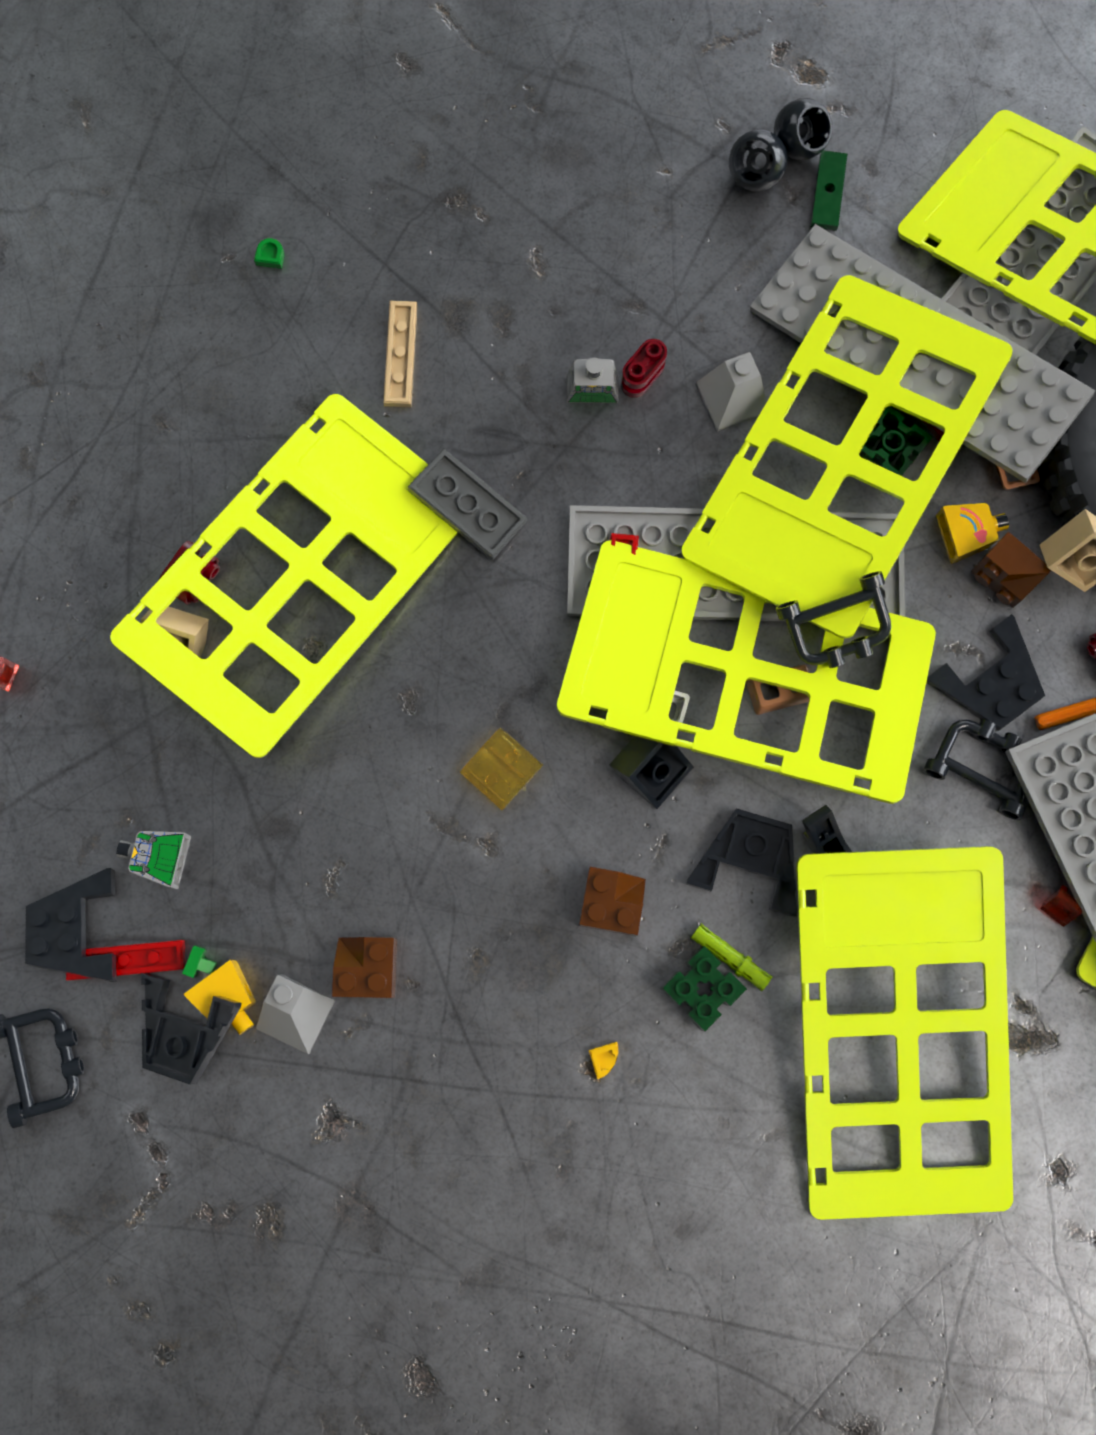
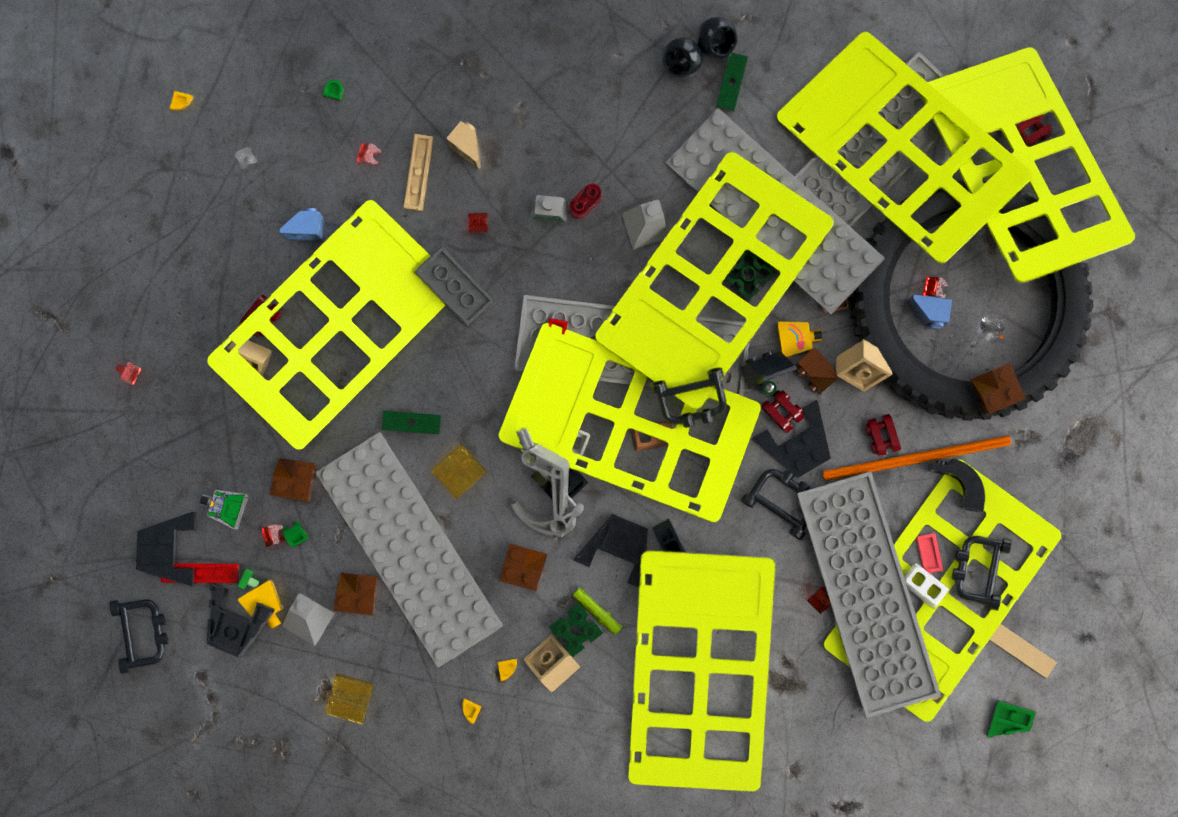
camera: 10 degrees right, 5 degrees up
(52, 288) = (180, 101): none -> yellow tile
(148, 348) = (245, 162): none -> clear plate
(228, 892) = (271, 535): none -> clear red tile
(241, 438) = (304, 226): none -> medium blue slope
(256, 805) = (293, 480): none -> reddish brown slope
(265, 887) = (295, 535): none -> green tile
(324, 332) = (366, 154): none -> clear red tile
(368, 1130) = (349, 698): none -> clear yellow slope
(405, 704) = (399, 422): none -> dark green tile
(440, 894) = (409, 549): none -> light grey plate
(462, 302) = (465, 143): none -> tan slope
(492, 414) = (478, 222): none -> clear red tile
(556, 1129) = (470, 710): none -> yellow tile
(638, 740) = (557, 472): none -> light grey piece
(672, 1043) = (551, 663): none -> tan slope
(937, 573) = (766, 368): none -> black slope
(941, 603) = (768, 388): none -> dark green piece
(980, 633) = (794, 412): none -> dark red brick

